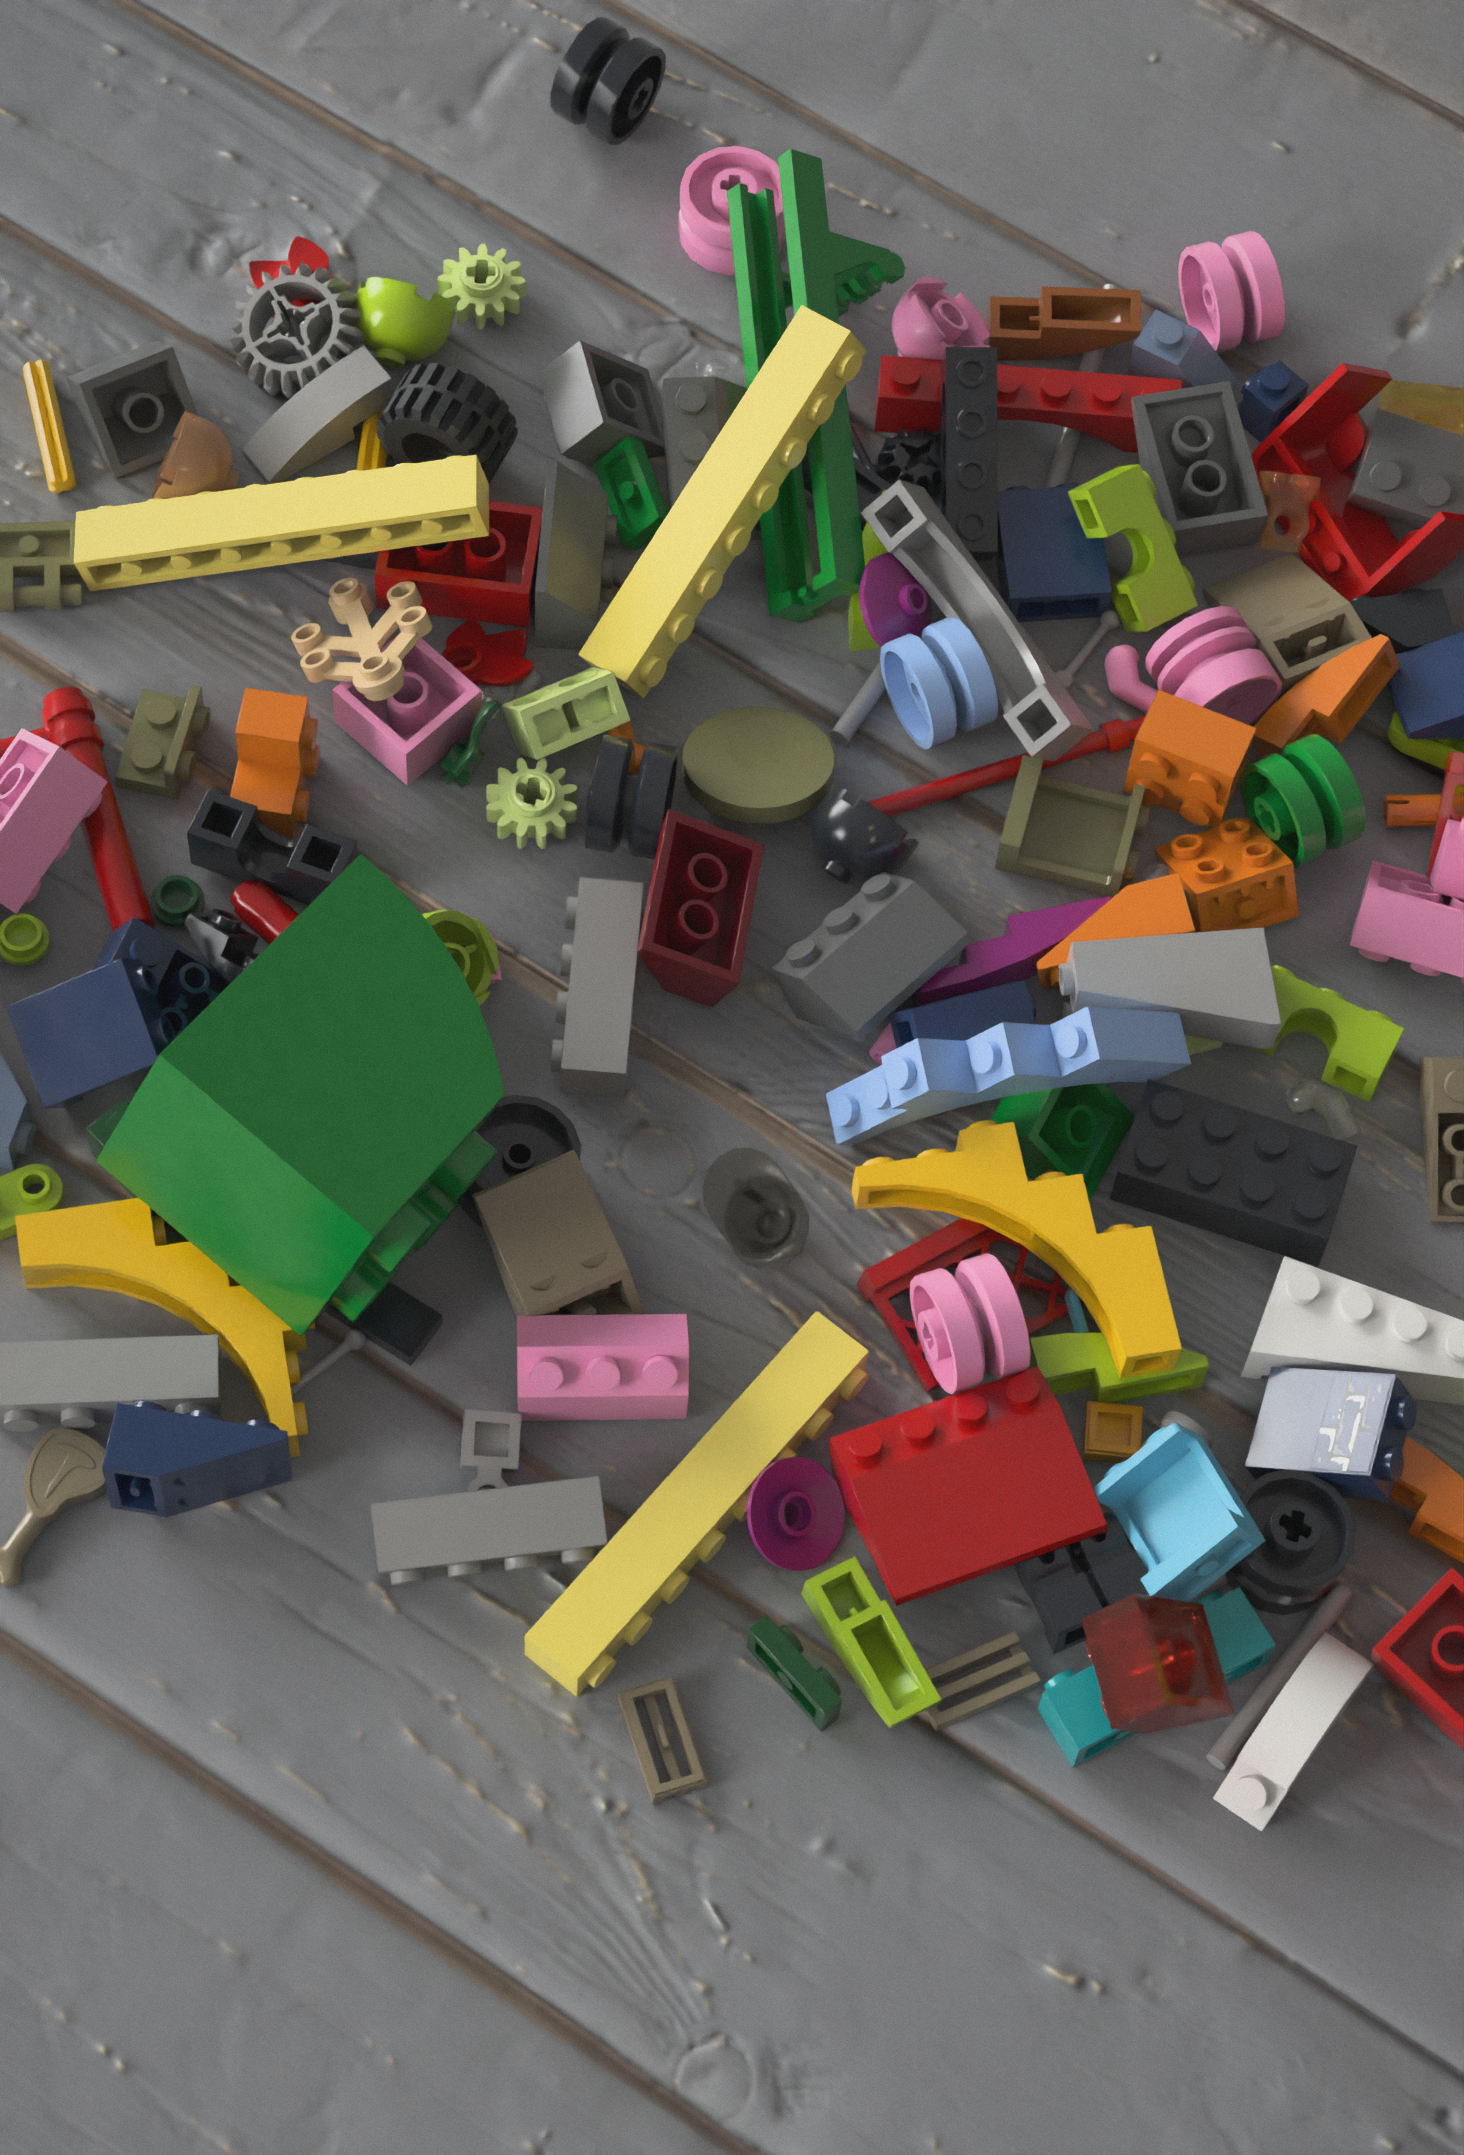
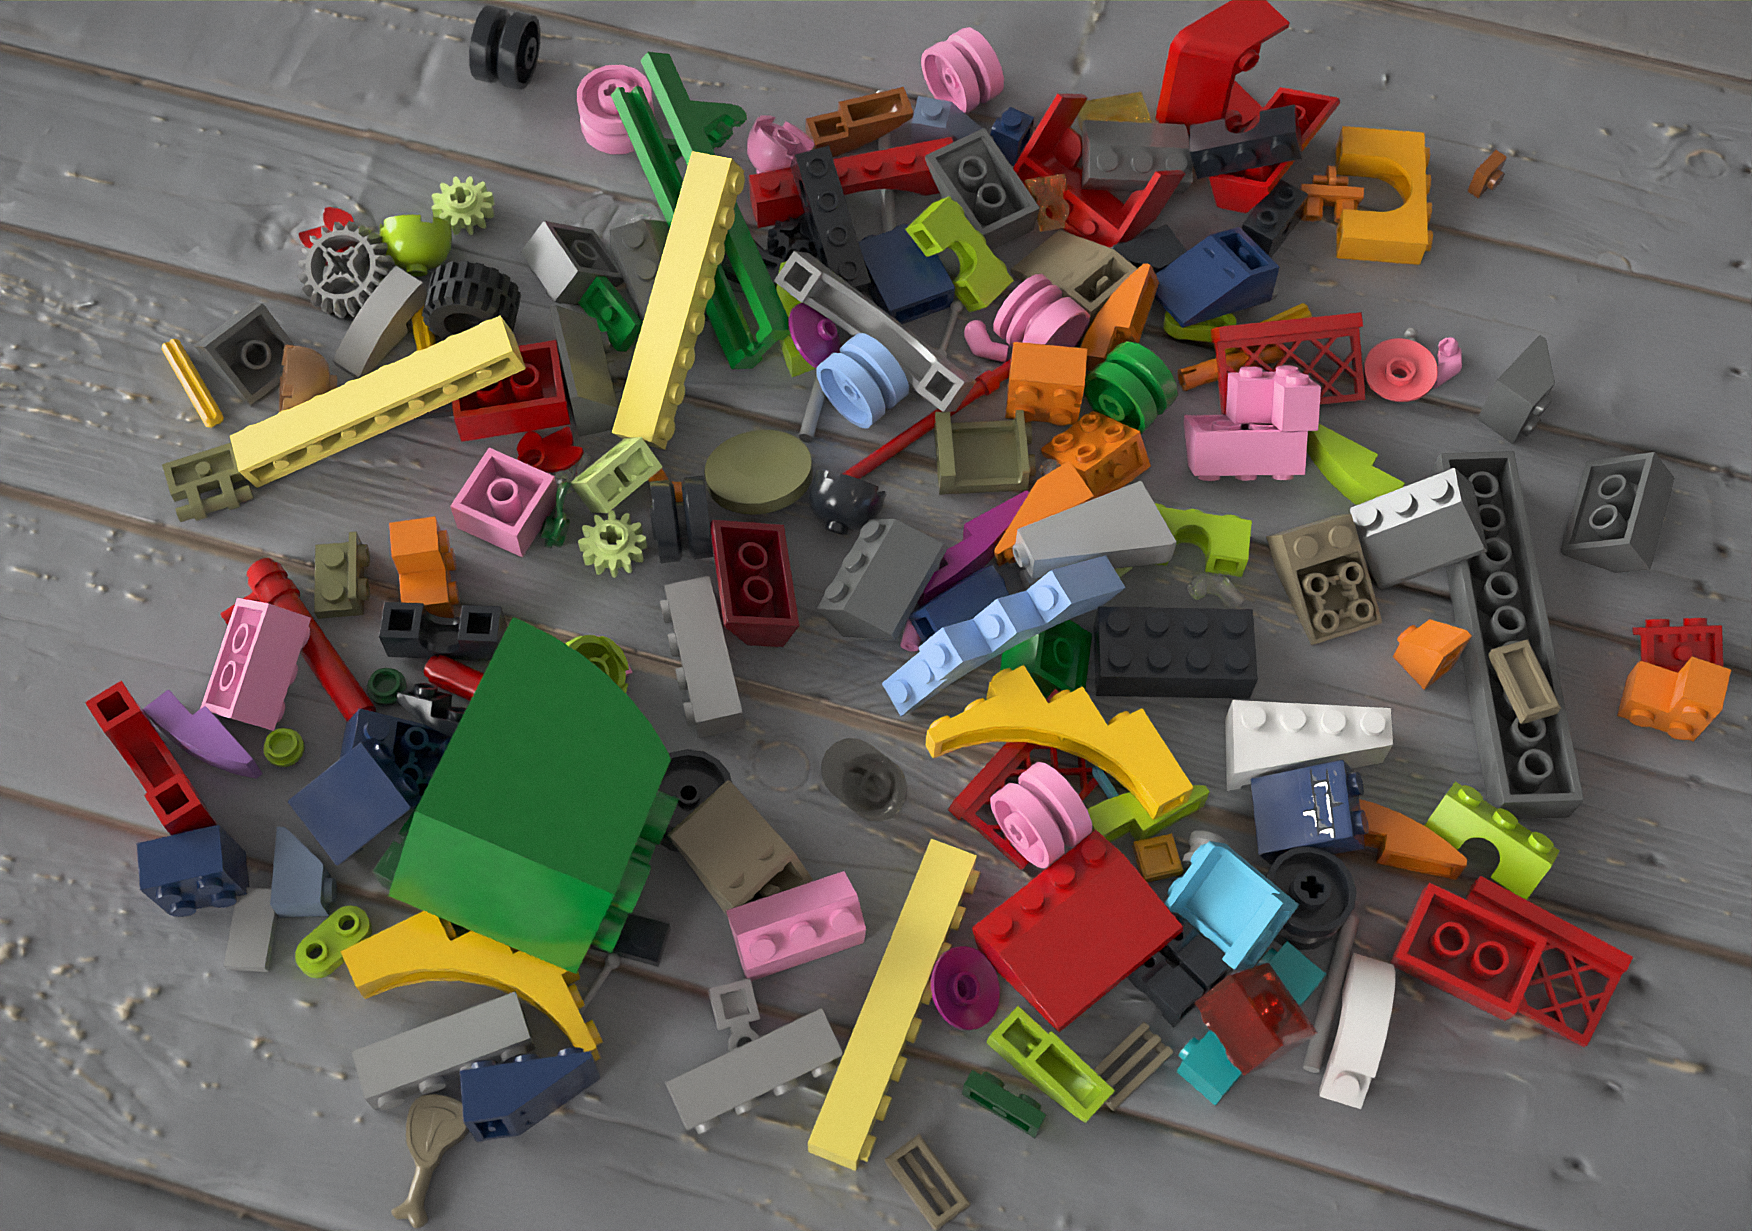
camera: 15 degrees left, 0 degrees up
(378, 673) = (480, 485): tan plant -> none

